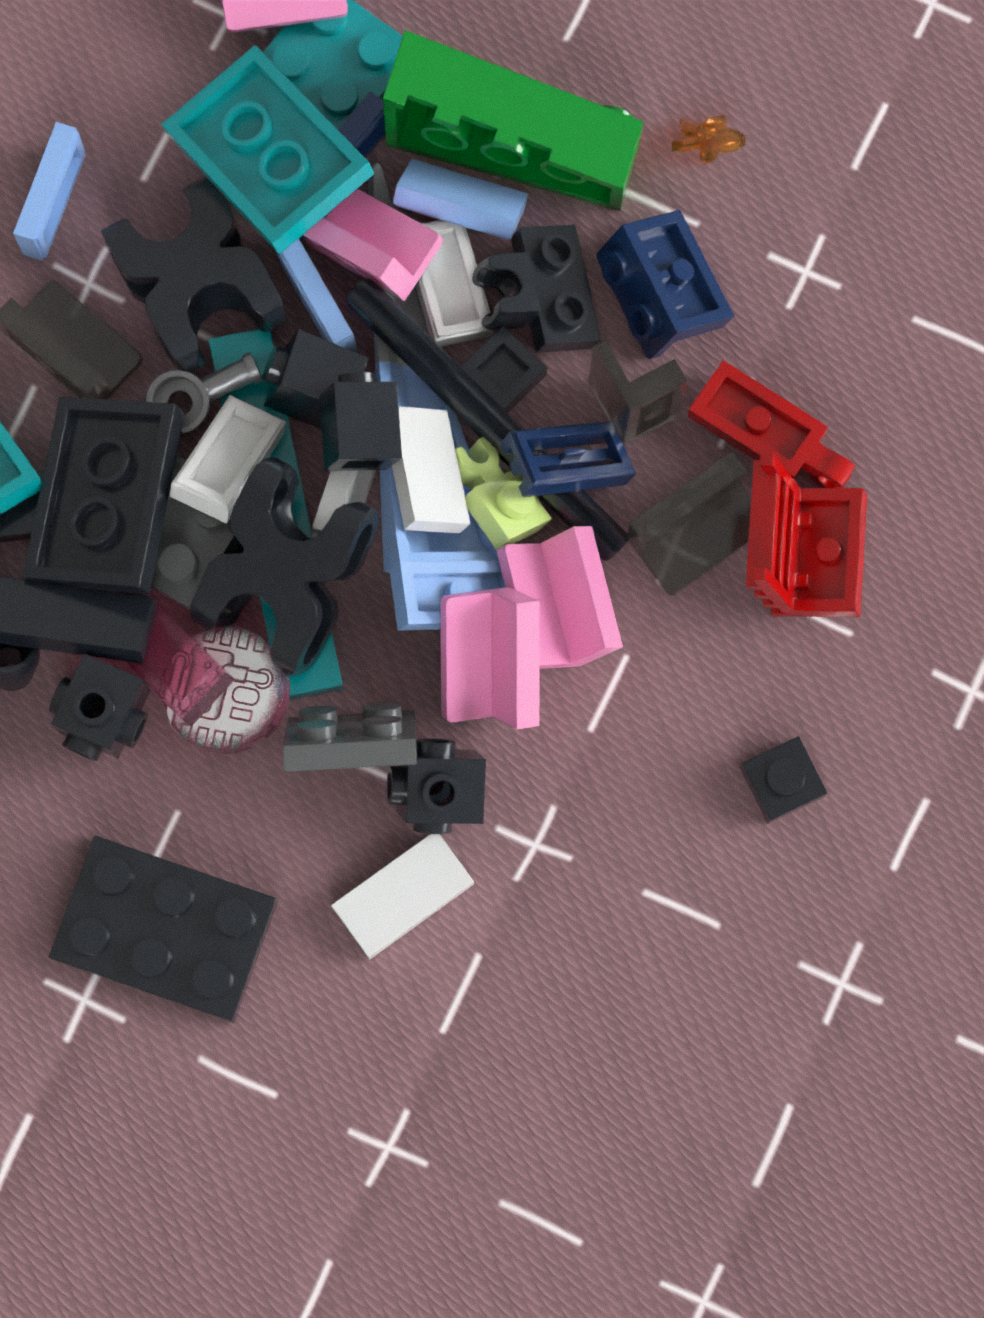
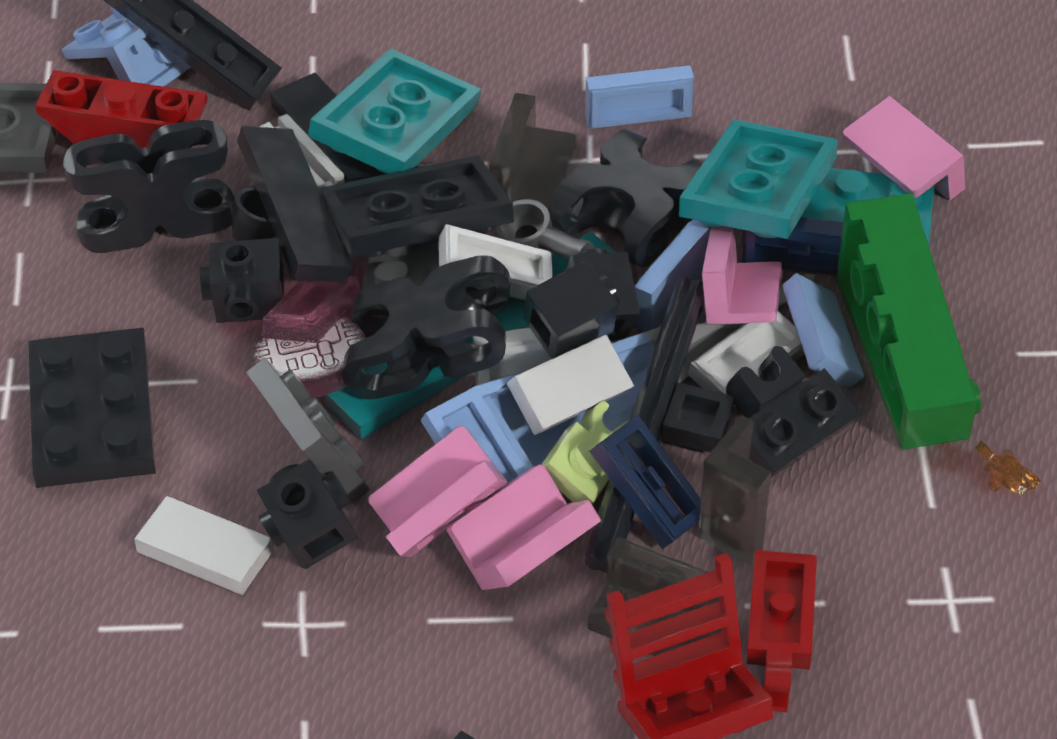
camera: 65 degrees right, 30 degrees down
(662, 282) = (860, 490): dark blue bracket -> none

